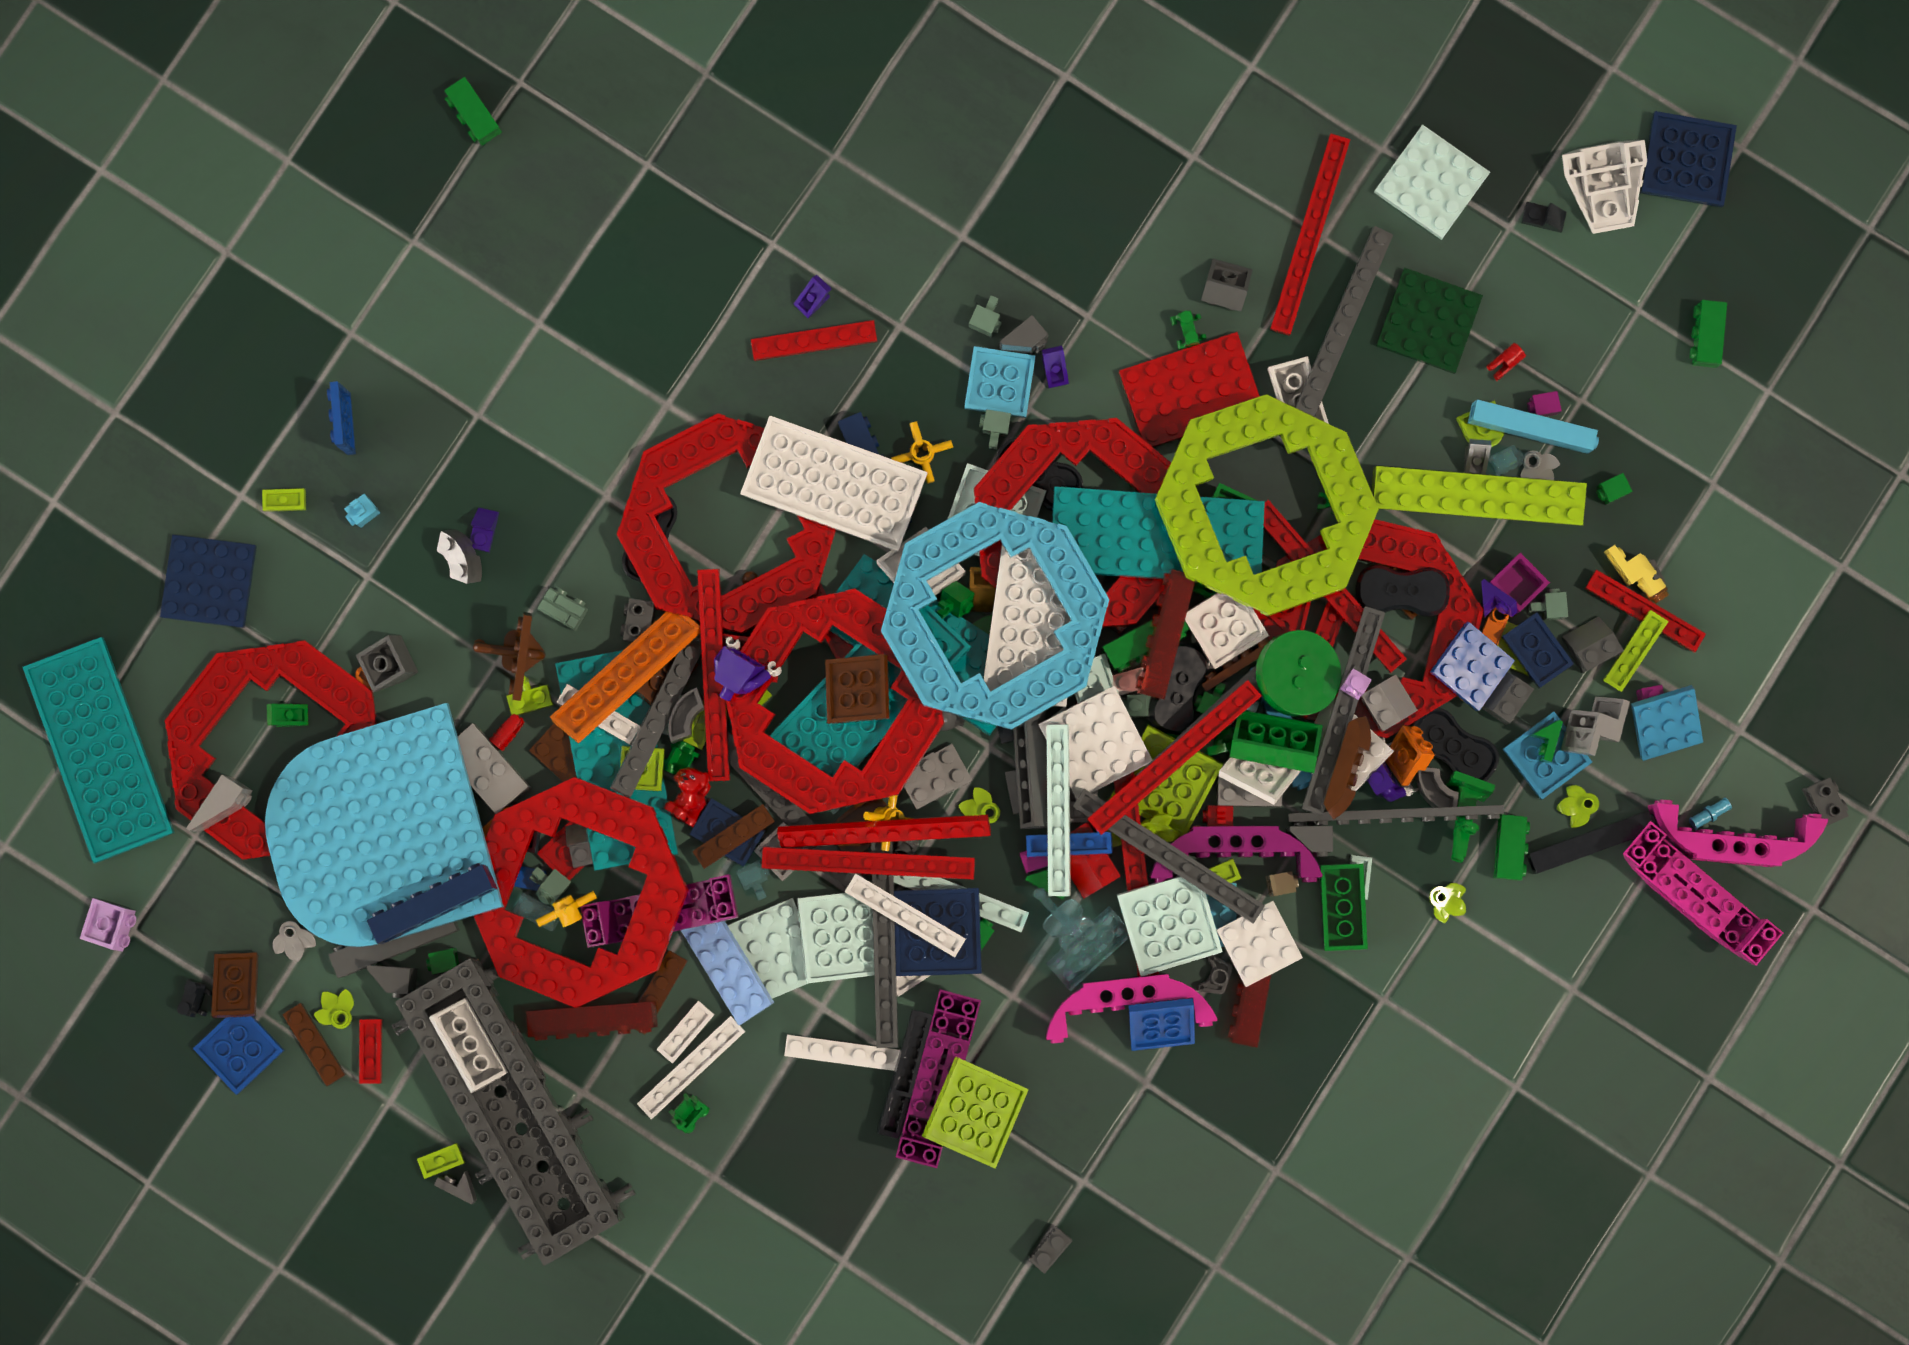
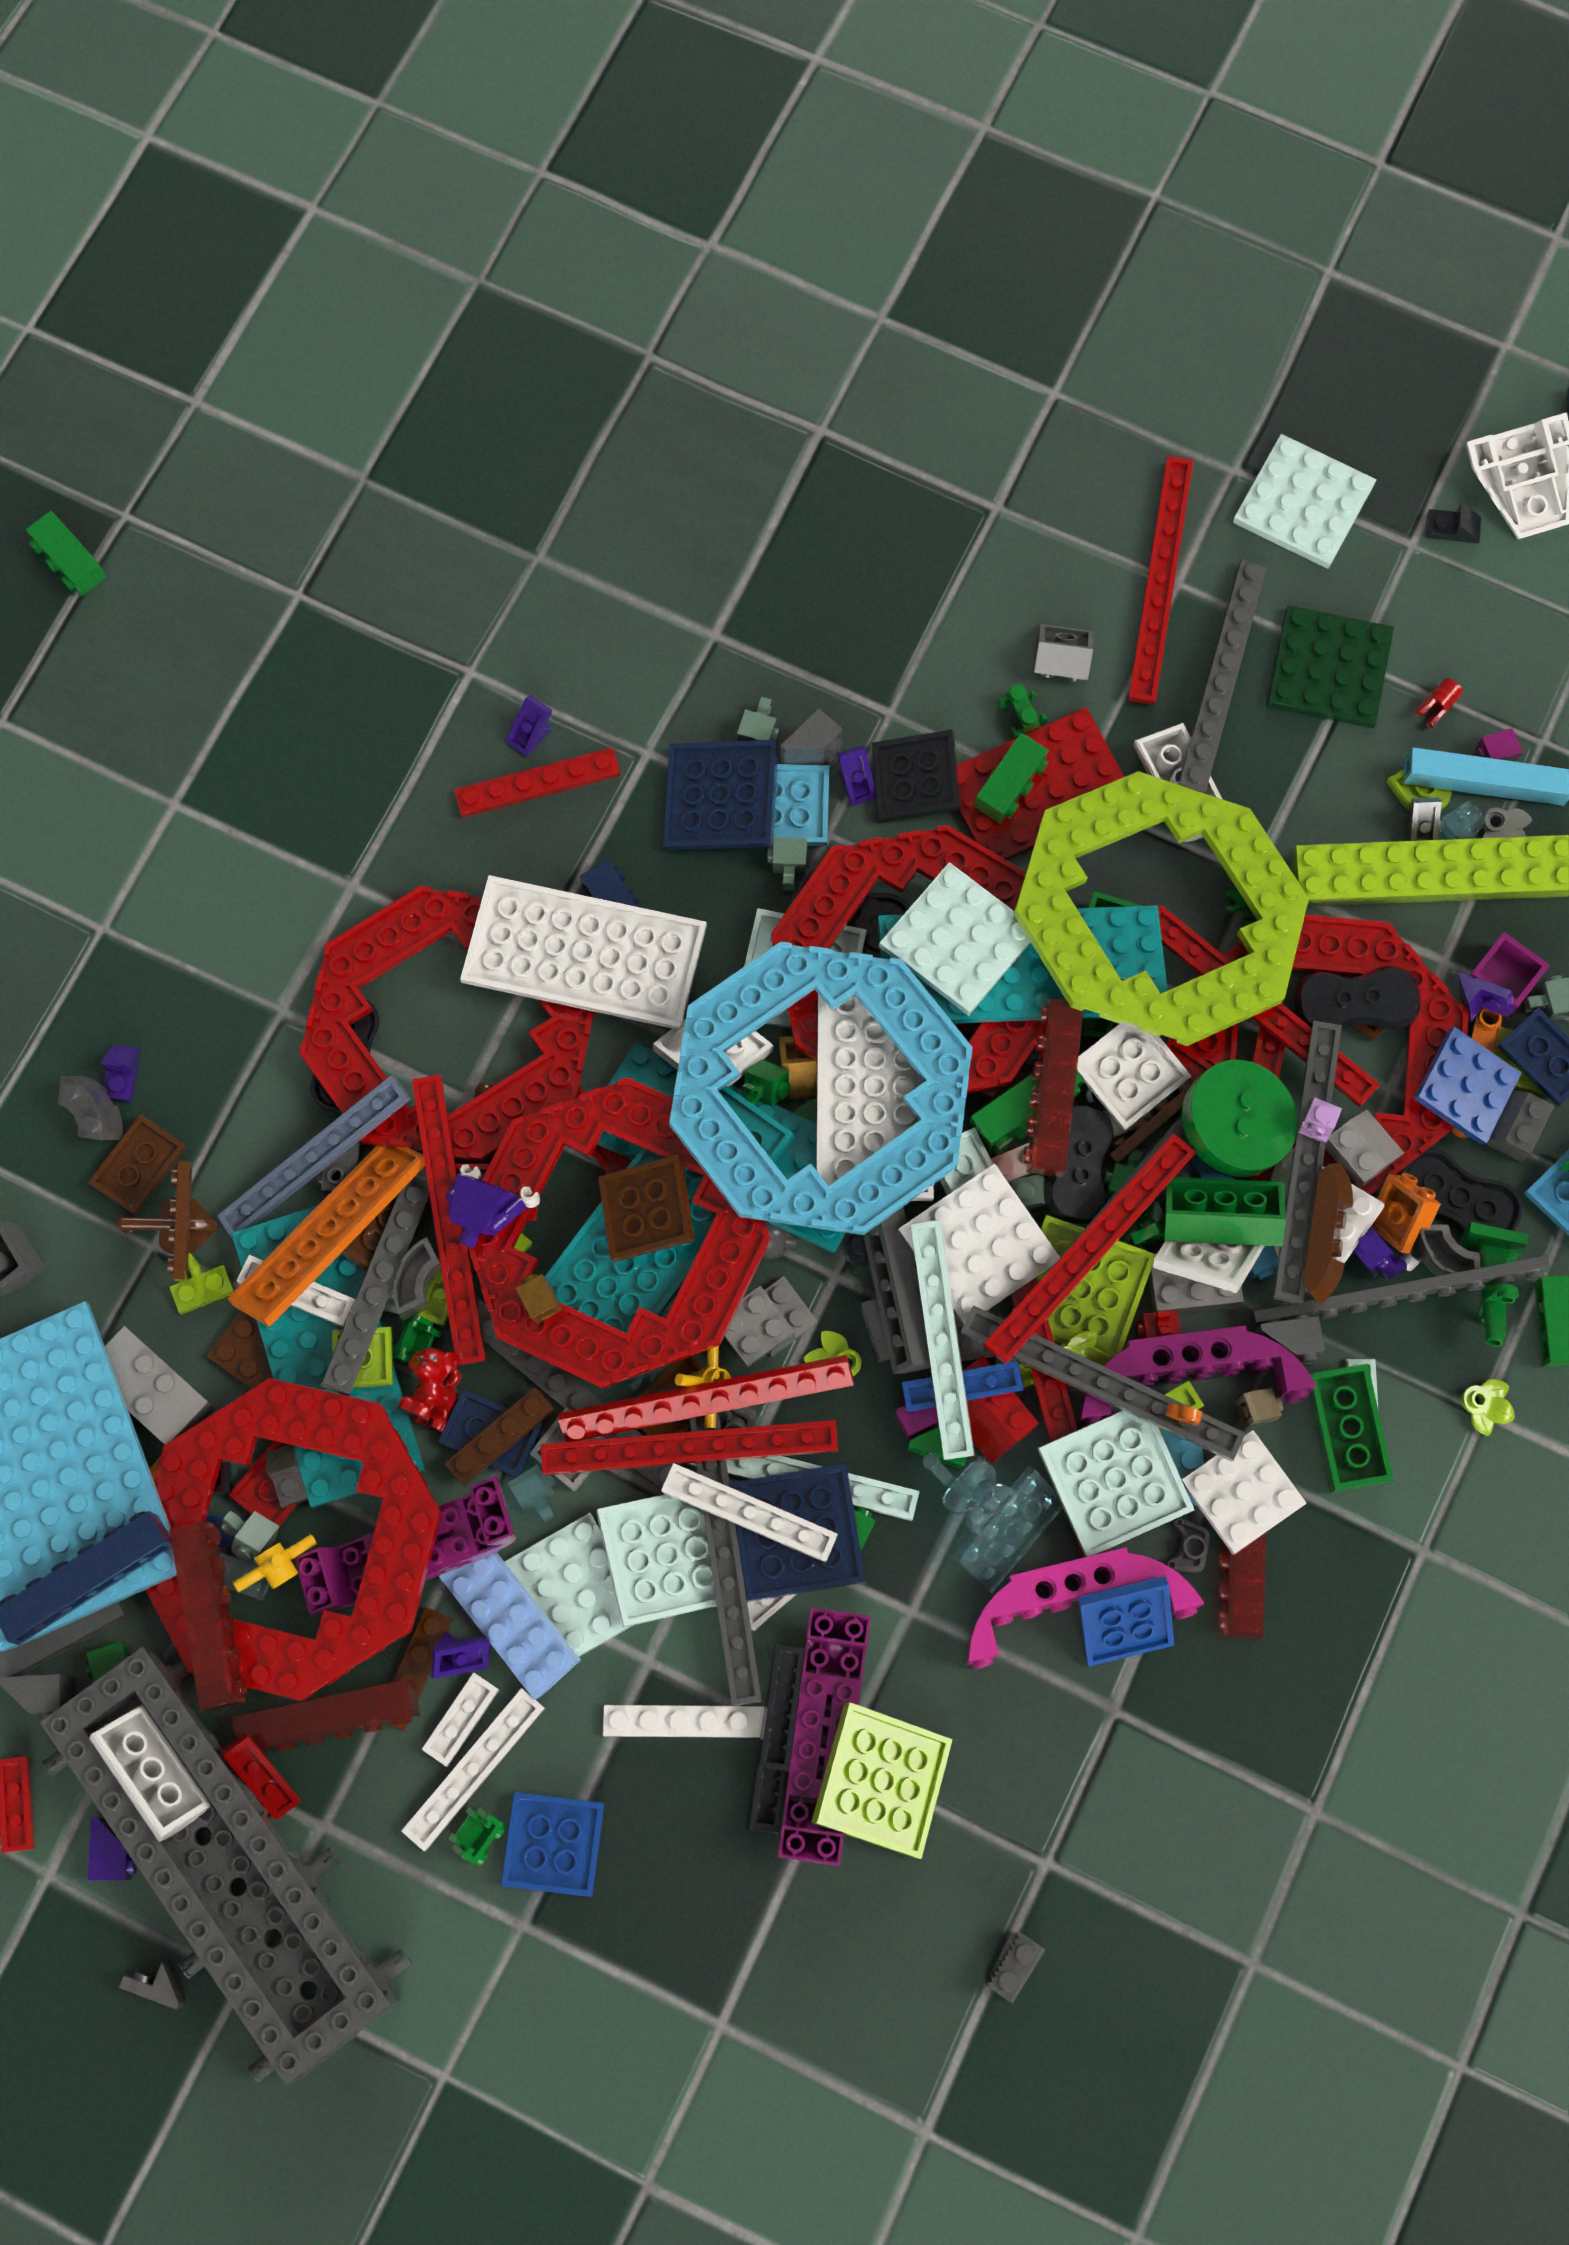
camera: 10 degrees left, 10 degrees down
(432, 1094) = (107, 1855): none -> dark purple slope
(441, 1160) = (128, 1951): lime plate -> none
(490, 602) = (138, 1165): none -> reddish brown plate
(507, 732) = (174, 1334): red hinge -> none
(516, 941) = (208, 1616): none -> clear red brick
(543, 1054) = (261, 1776): none -> red plate
(562, 608) = (236, 1161): sand green brick -> none
(620, 615) = (315, 1156): none -> sand blue plate
(688, 988) = (460, 1656): none -> dark purple slope
(741, 1125) = (553, 1844): none -> blue plate
(772, 744) = (538, 1297): none -> pearl gold brick
(924, 461) = (701, 894): yellow bar -> none
(950, 370) = (721, 795): none -> dark blue plate
(1100, 372) = (916, 776): none -> black plate
(1110, 512) = (957, 939): none -> light aqua plate
(1171, 385) = (1012, 779): none -> green brick
(1222, 887) = (1184, 1414): none -> orange tile

